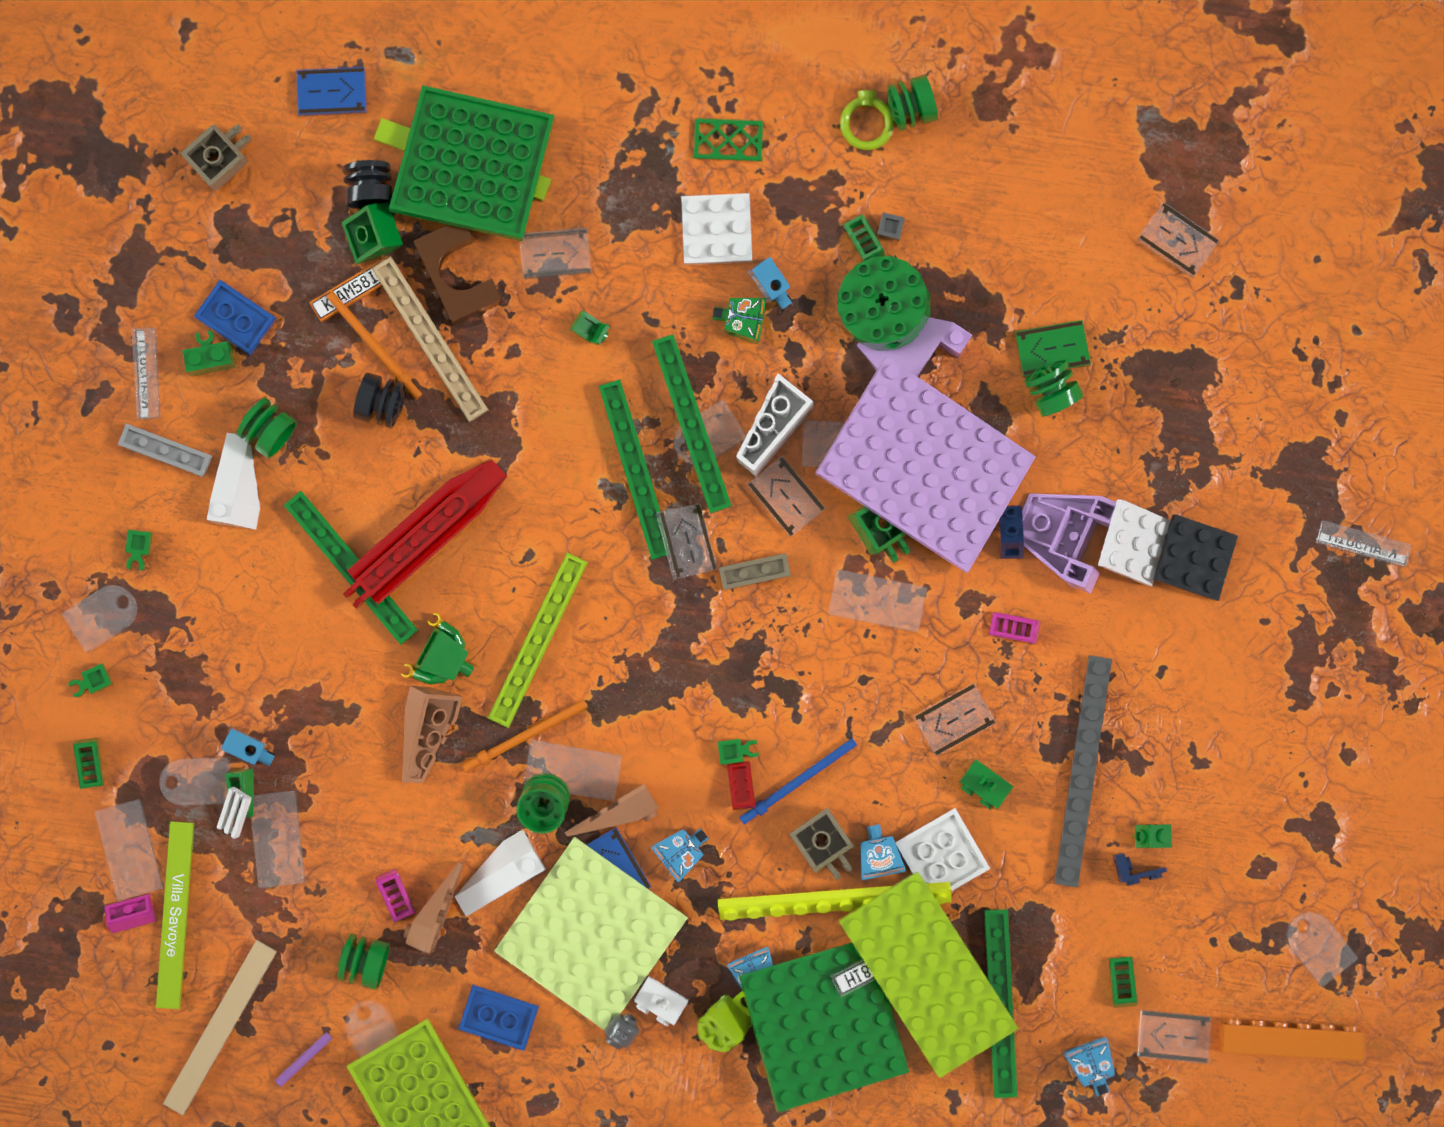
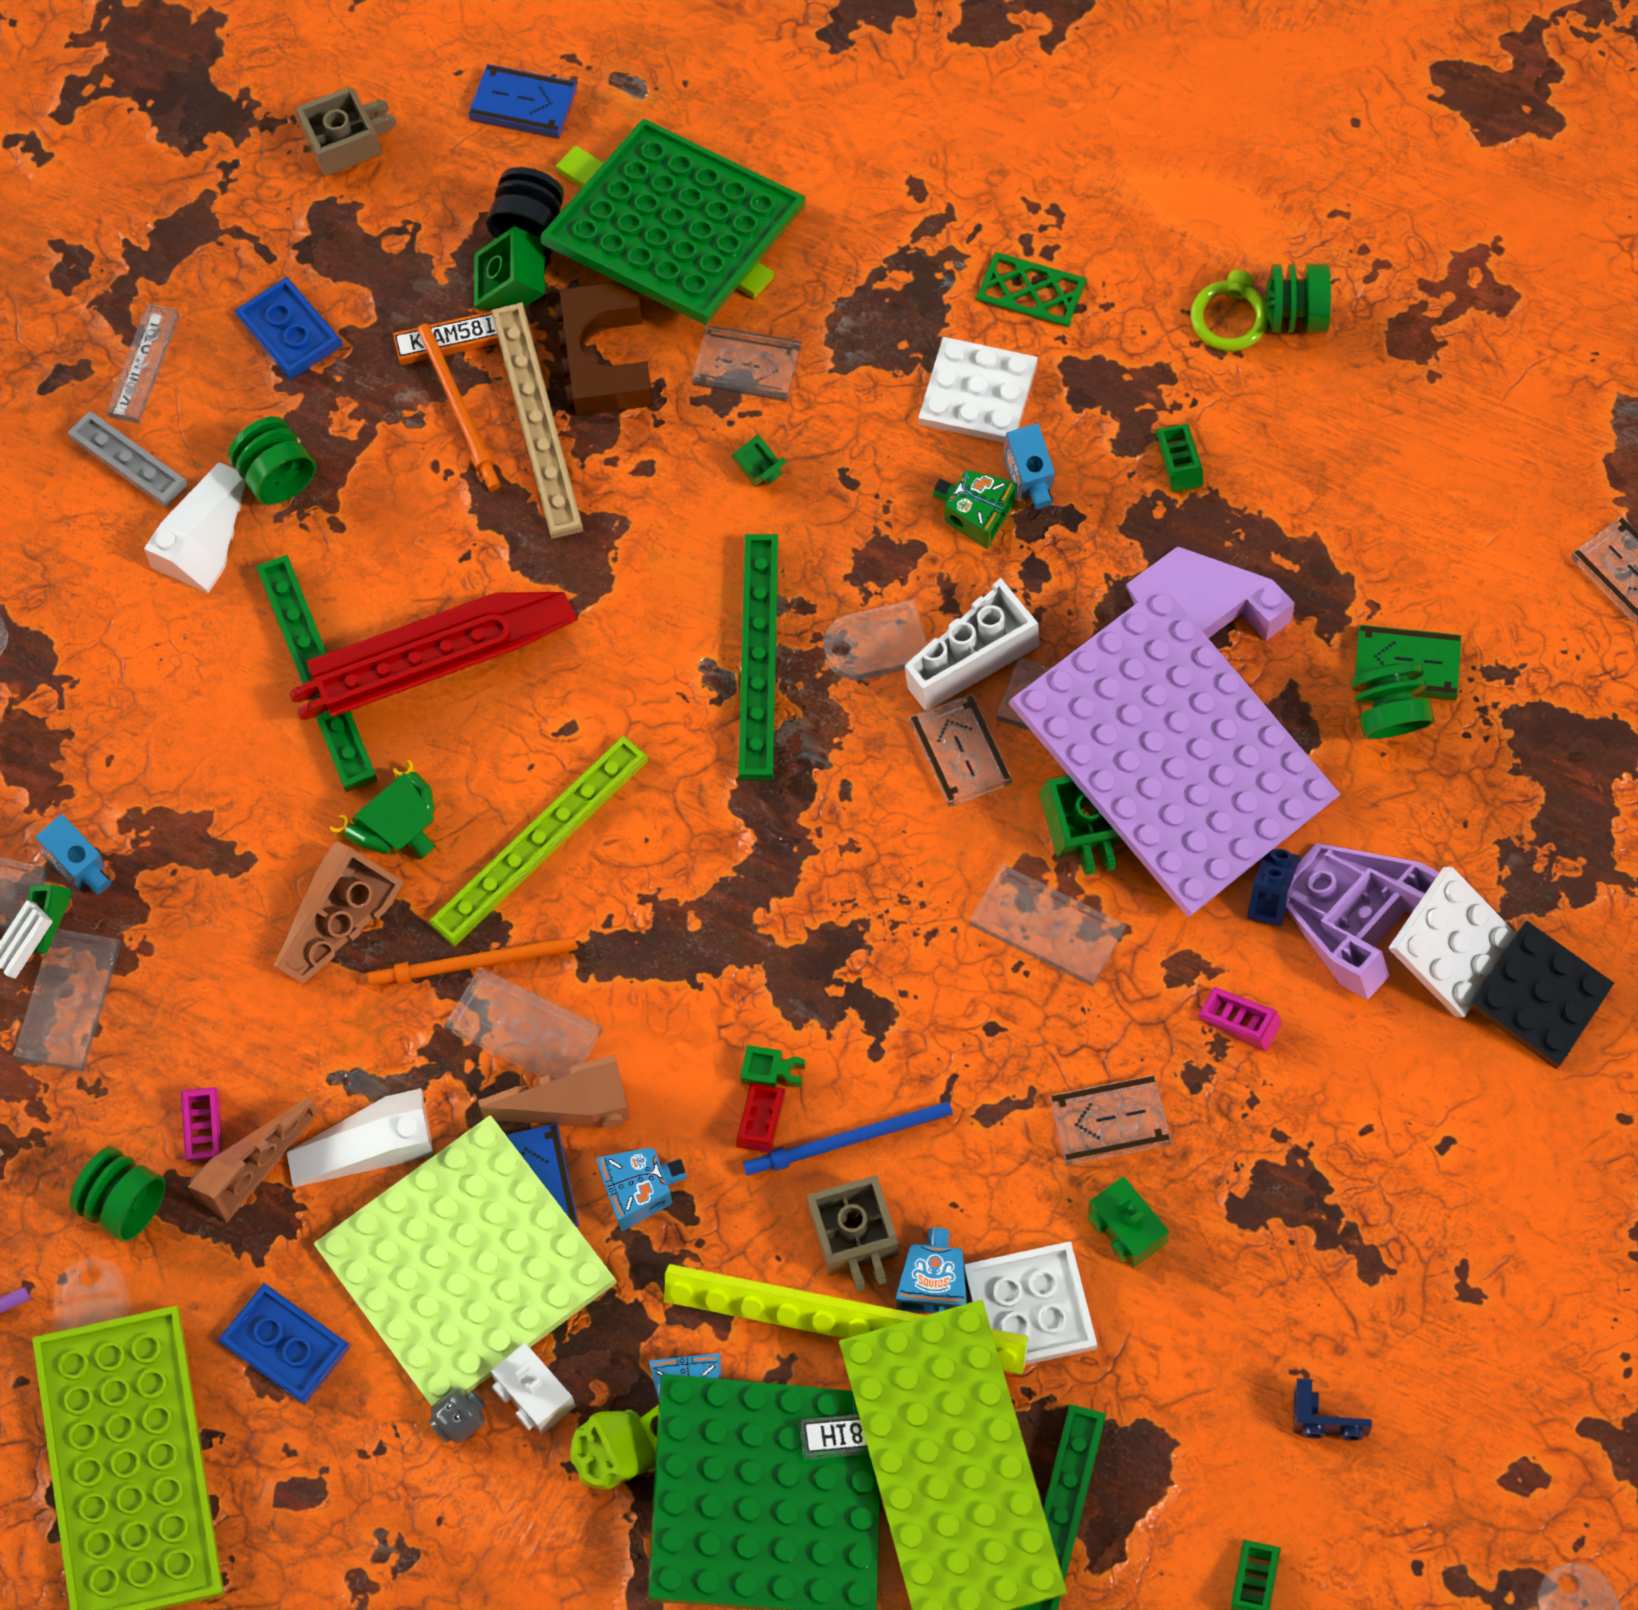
camera: 20 degrees right, 20 degrees down
(137, 545) = (39, 565): green plate -> none
(208, 356) = (232, 361): green brick -> none
(375, 399) = (437, 467): black wheel -> none
(539, 813) = (443, 1053): green wheel -> none
(686, 541) = (797, 765): clear tile -> none
(692, 424) = (857, 616): green plate -> none
(754, 571) = (881, 834): dark tan plate -> none
(890, 226) = (1222, 447): dark grey plate -> none
(904, 308) = (1181, 531): green brick -> none
(1083, 771) = (1281, 1253): dark grey plate -> none
(1153, 836) = (1366, 1374): green bracket -> none

